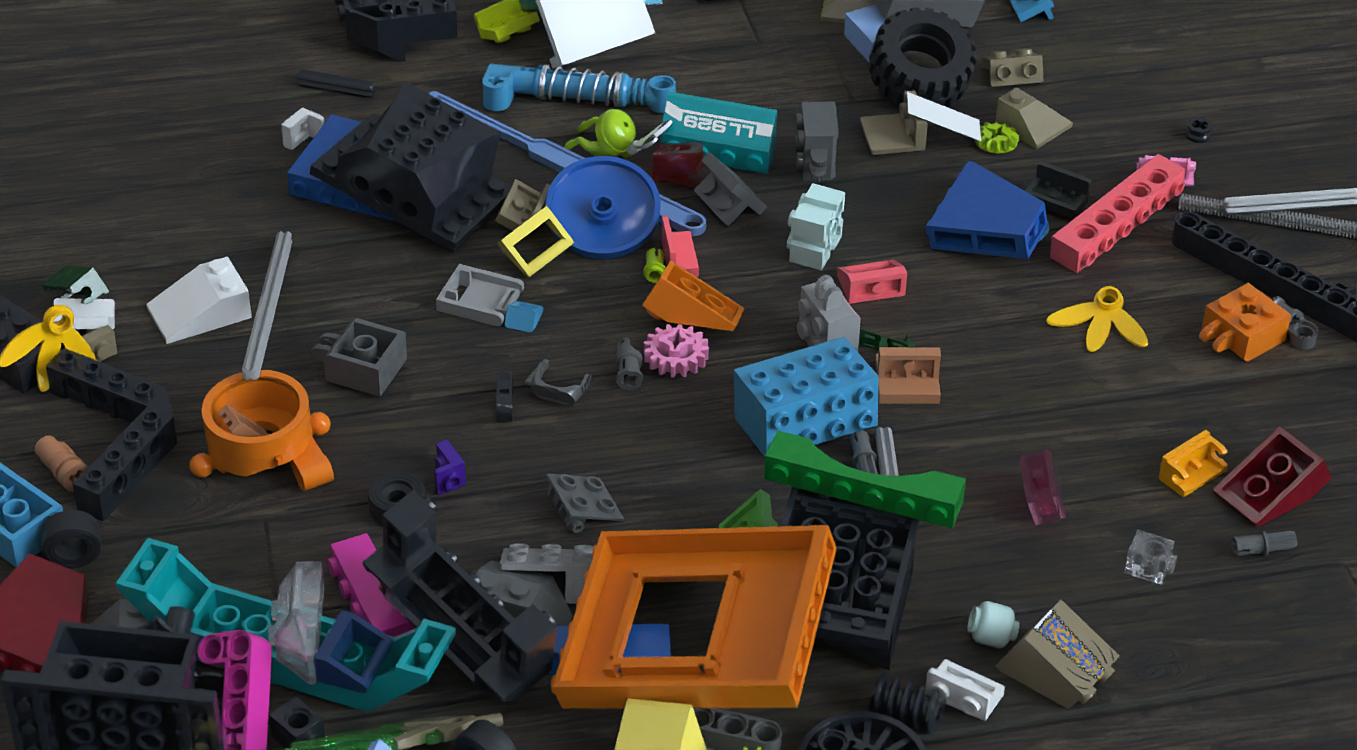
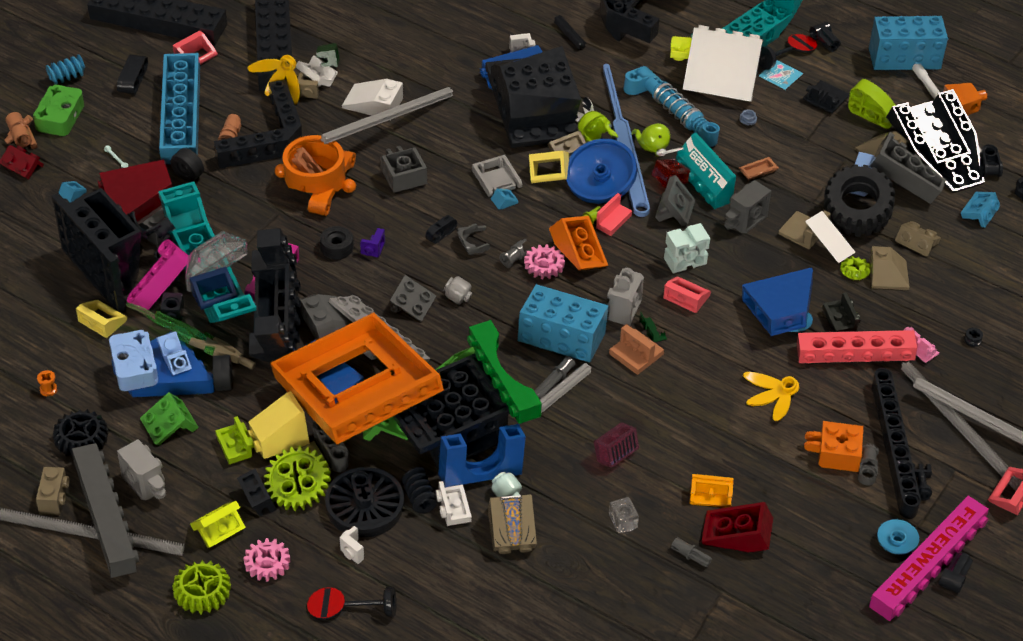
camera: 45 degrees right, 5 degrees up
(522, 160) = (593, 123): none -> lime hair
(625, 450) = (458, 290): none -> light grey head
(670, 53) = (748, 117): none -> sand blue plate
(758, 94) = (758, 168): none -> nougat tile
(933, 620) = (507, 458): none -> blue arch

